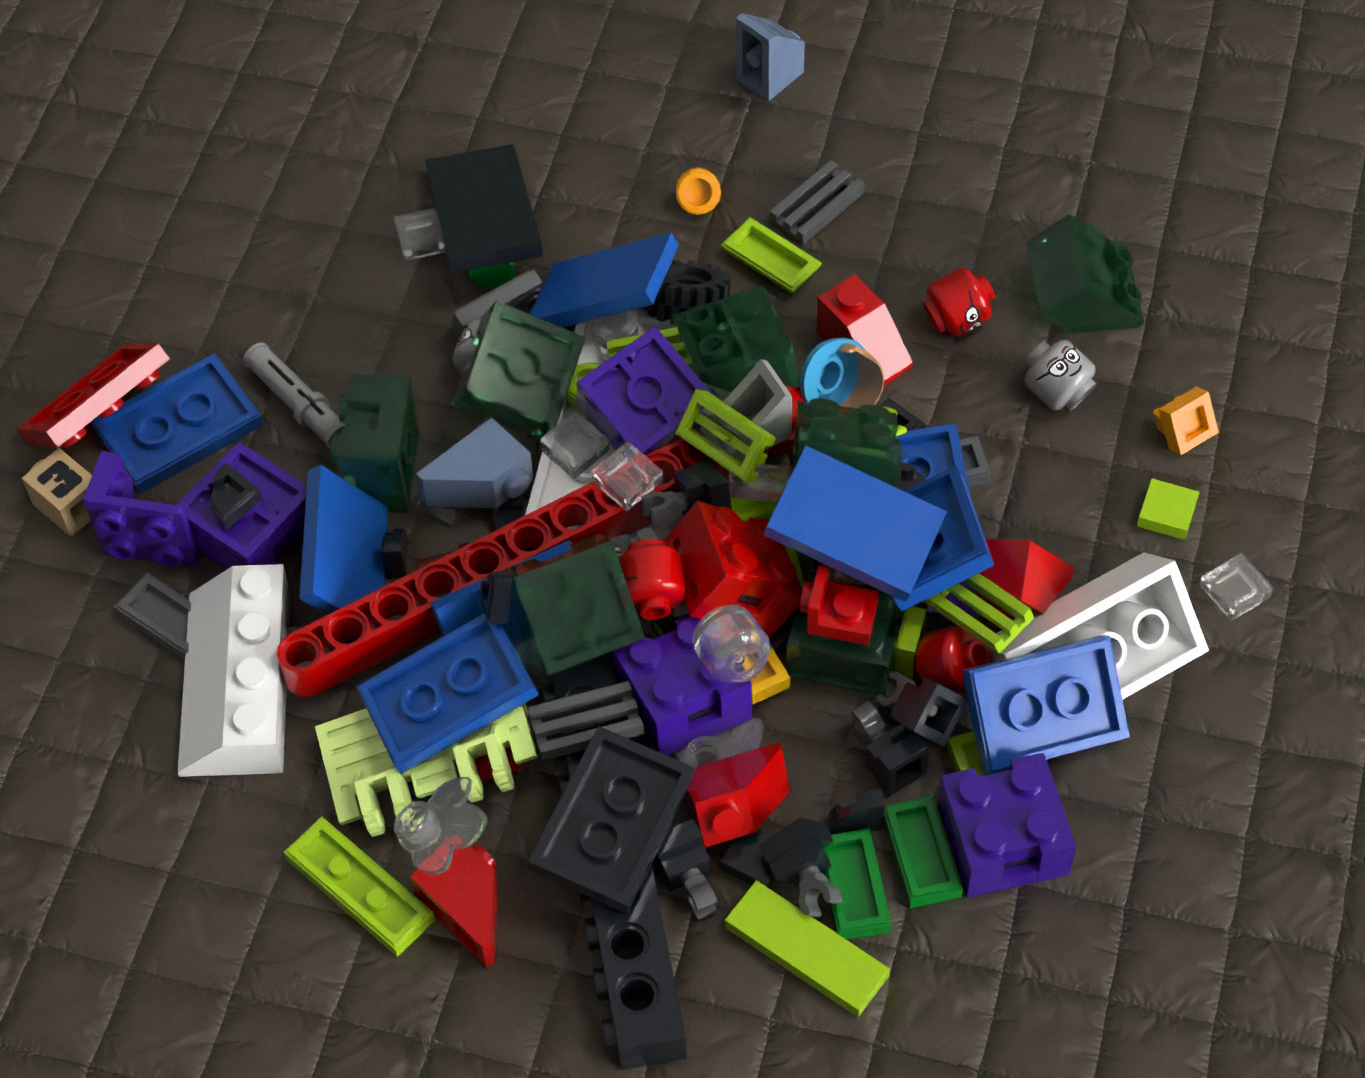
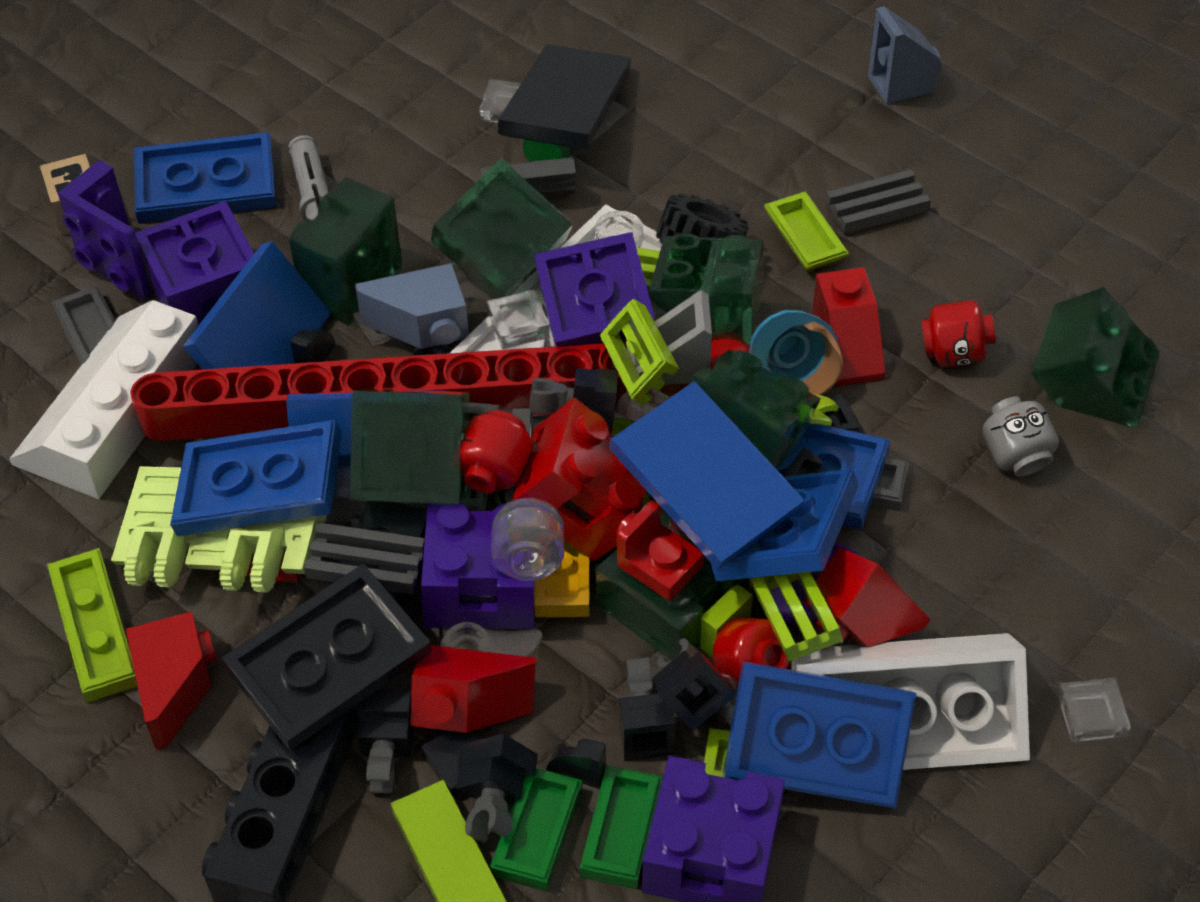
camera: 25 degrees right, 5 degrees down
(94, 395) = (145, 127): red plate -> none
(232, 496) = (185, 241): black tile -> none
(440, 826) = (176, 595): clear plate -> none
(496, 596) = (337, 408): black tile -> none
(605, 282) = (630, 191): blue tile -> none
(627, 476) = (532, 355): clear tile -> none
(697, 190) = (769, 151): light orange tile -> none
(1168, 509) = (1063, 606): lime tile -> none
(1187, 420) = (1129, 528): light orange tile -> none

